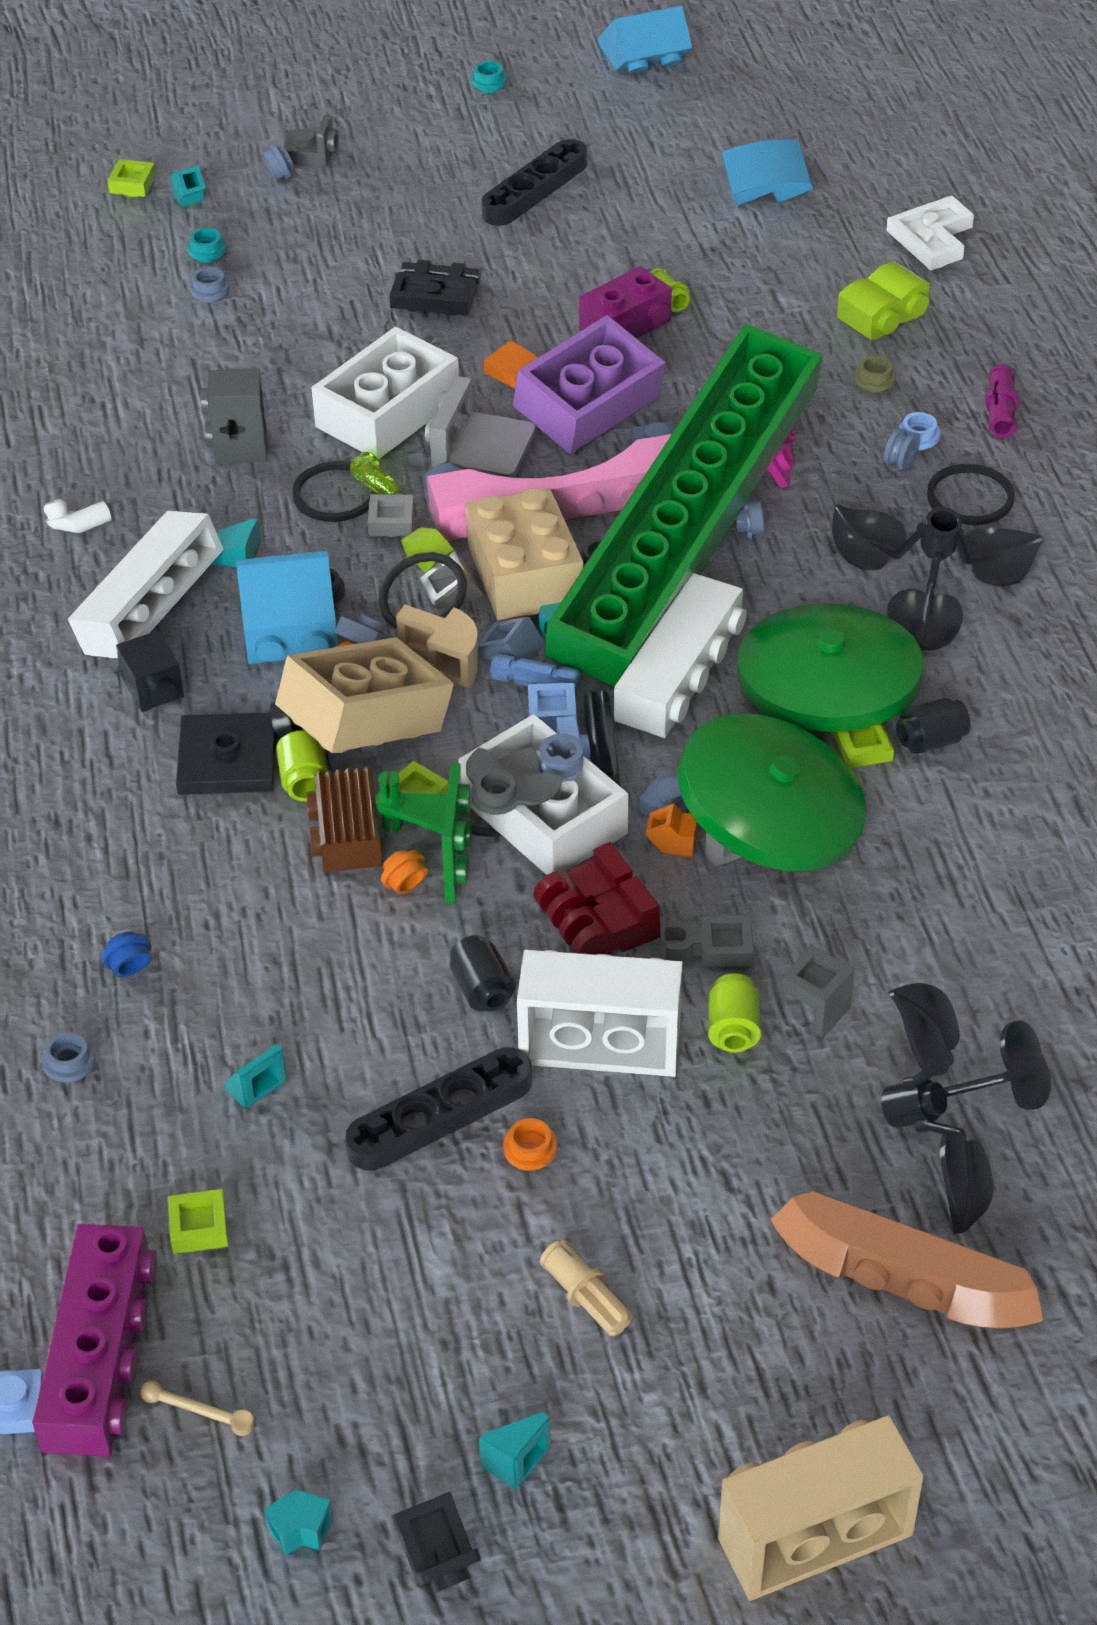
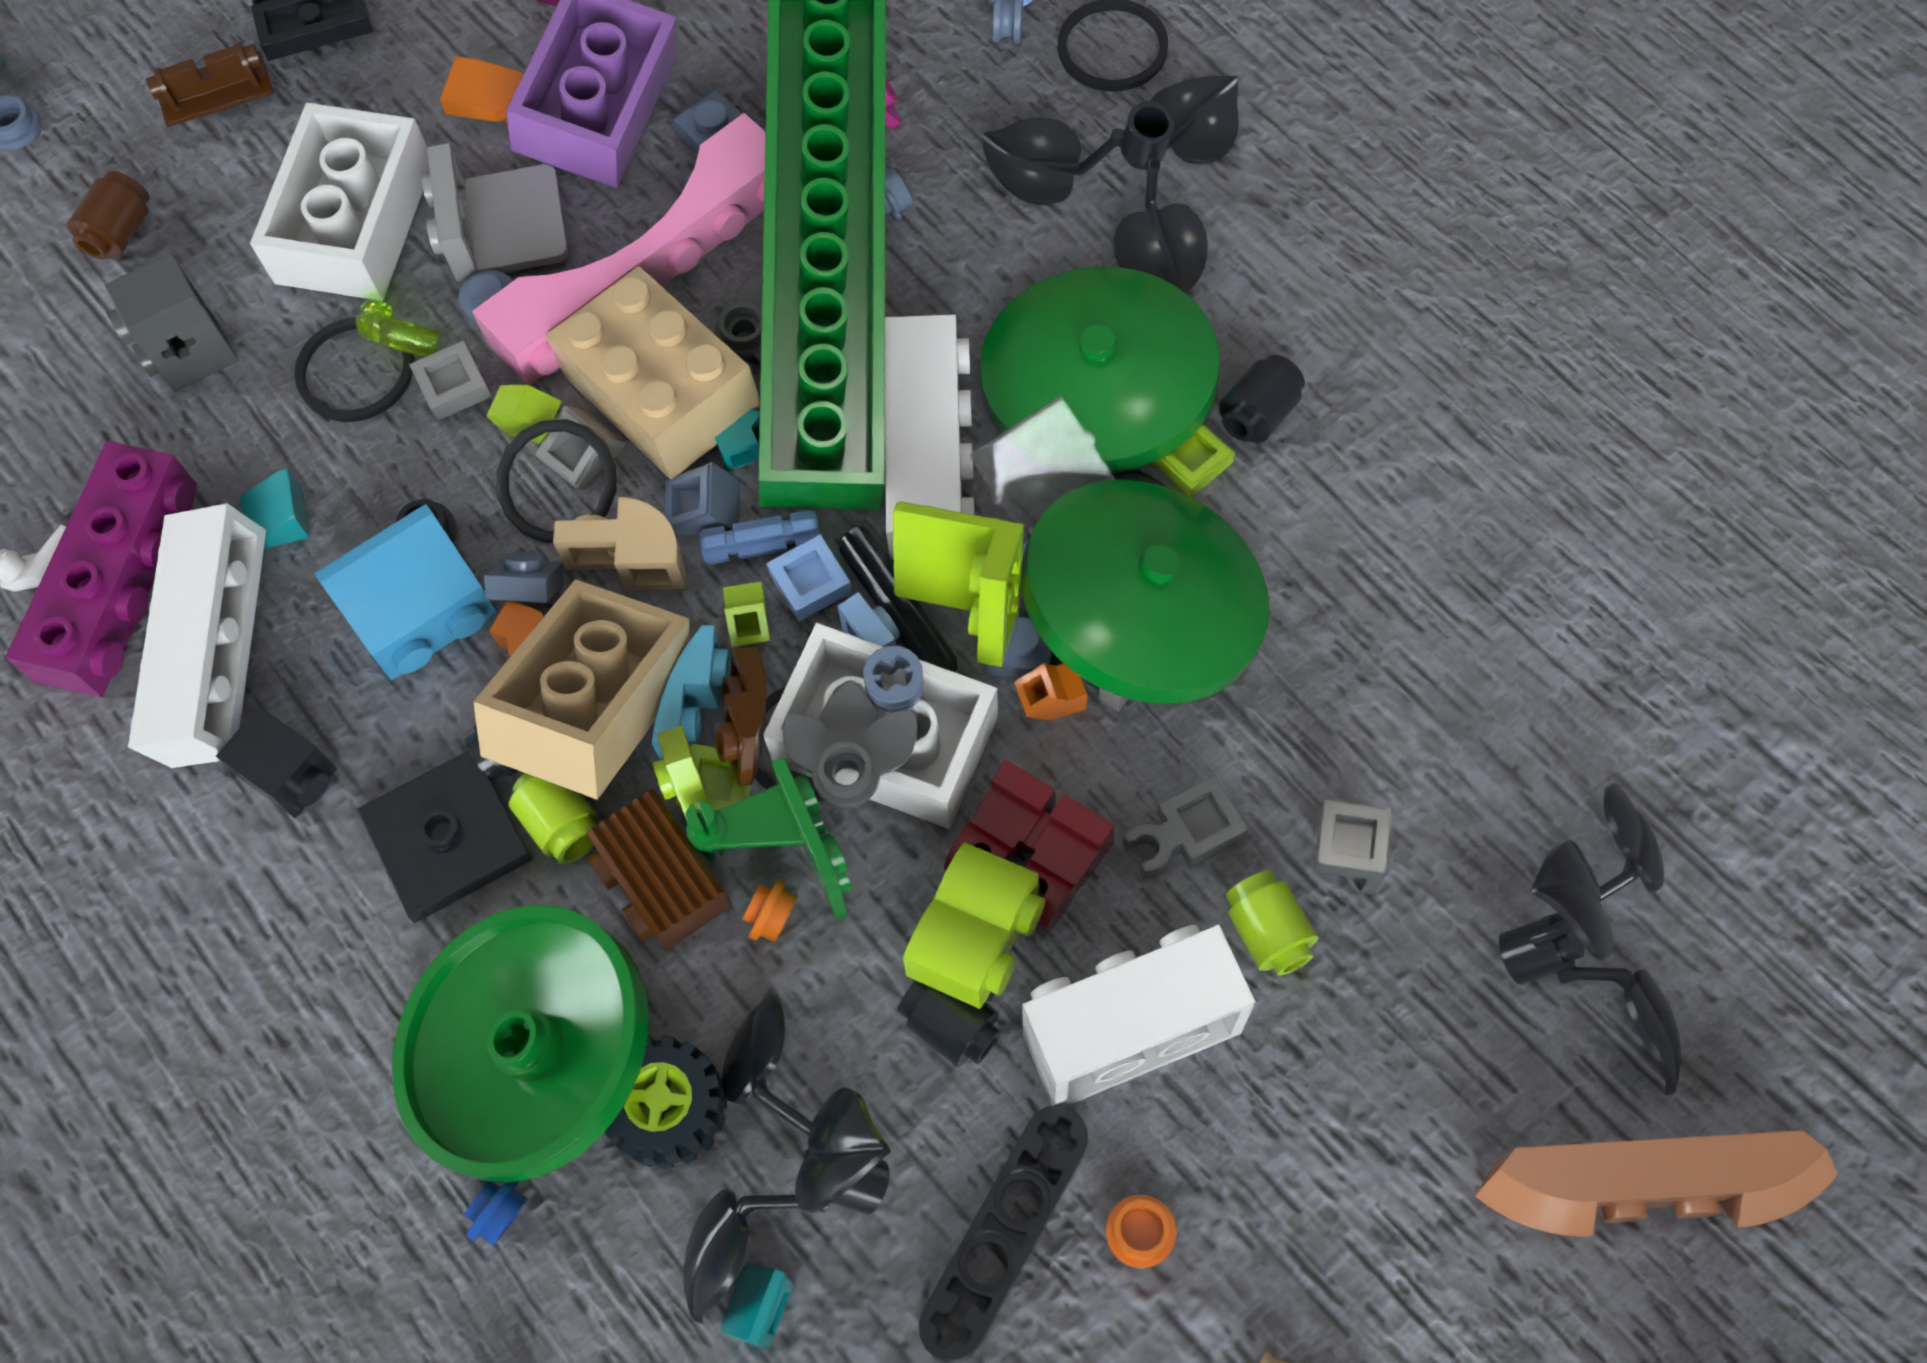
camera: 25 degrees left, 20 degrees up
(99, 537) = (101, 570): none -> magenta brick
(200, 866) = (520, 1044): none -> green dish
(237, 350) = (108, 215): none -> reddish brown brick
(267, 943) = (683, 1130): none -> black wheel
(351, 1018) = (838, 1168): none -> black plant
(363, 307) = (226, 81): none -> reddish brown hinge
(393, 756) = (678, 770): none -> lime plate
(432, 732) = (693, 686): none -> medium azure slope
(454, 746) = (744, 700): none -> reddish brown slope
(497, 709) = (747, 614): none -> lime piece
(525, 912) = (973, 926): none -> lime brick
(649, 719) = (961, 565): none -> lime bracket
(747, 686) = (1039, 463): none -> clear piece

